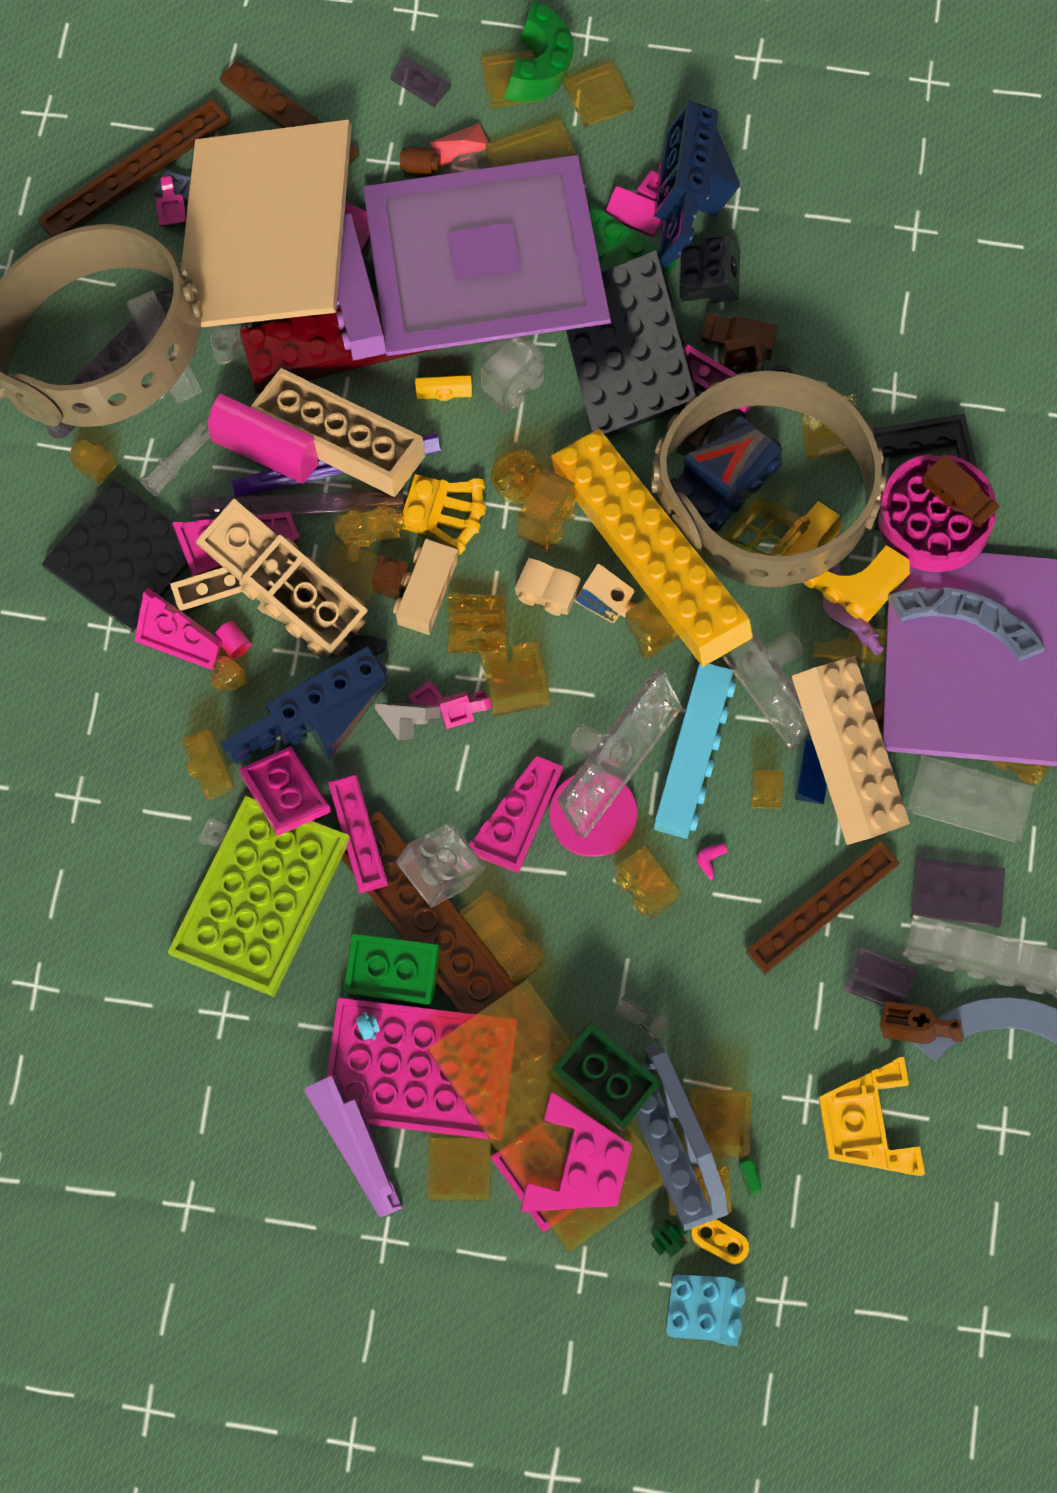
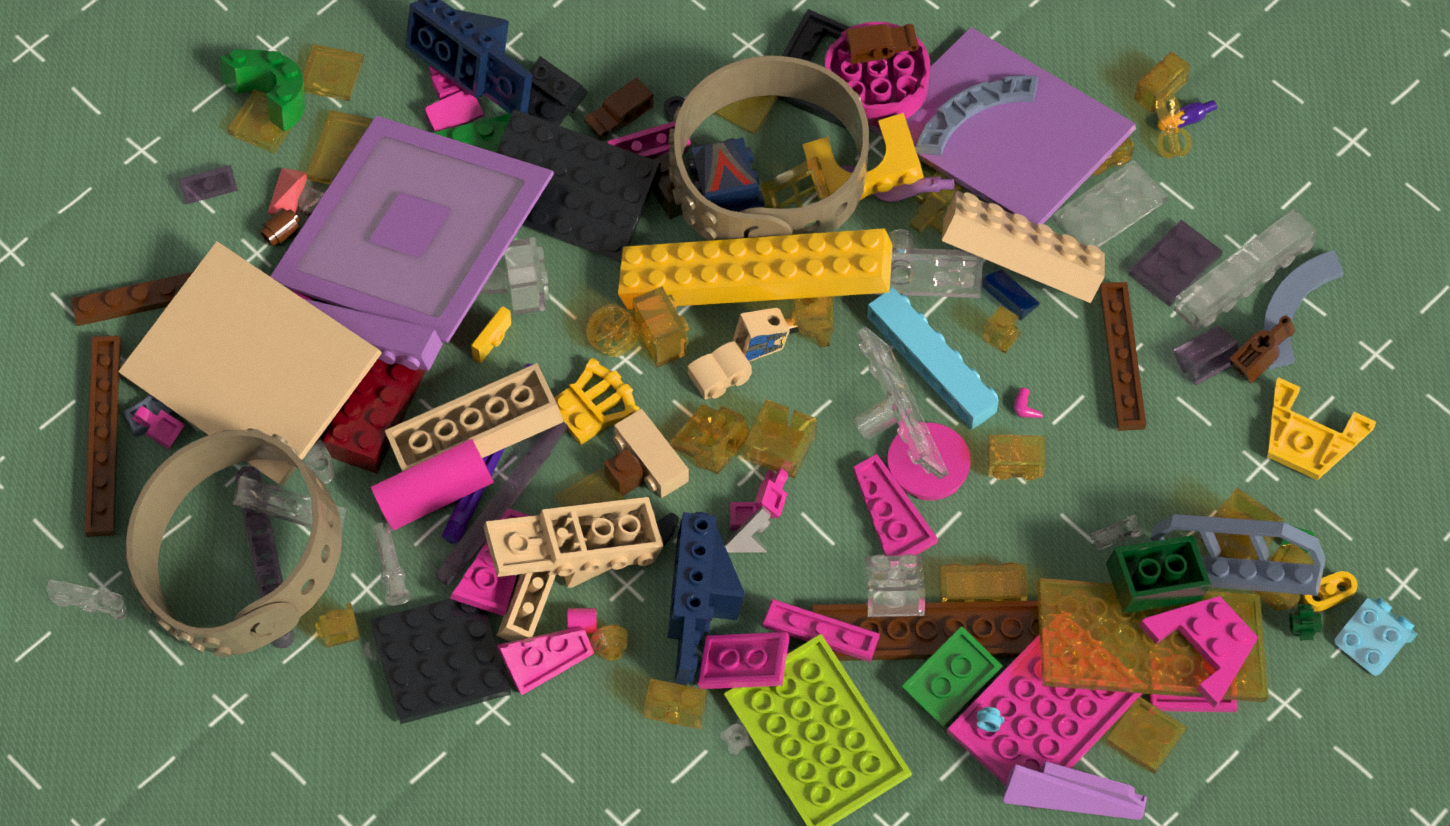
camera: 55 degrees left, 10 degrees down
(362, 528) = (566, 465): clear yellow brick -> none
(743, 353) = (647, 111): reddish brown bracket -> none

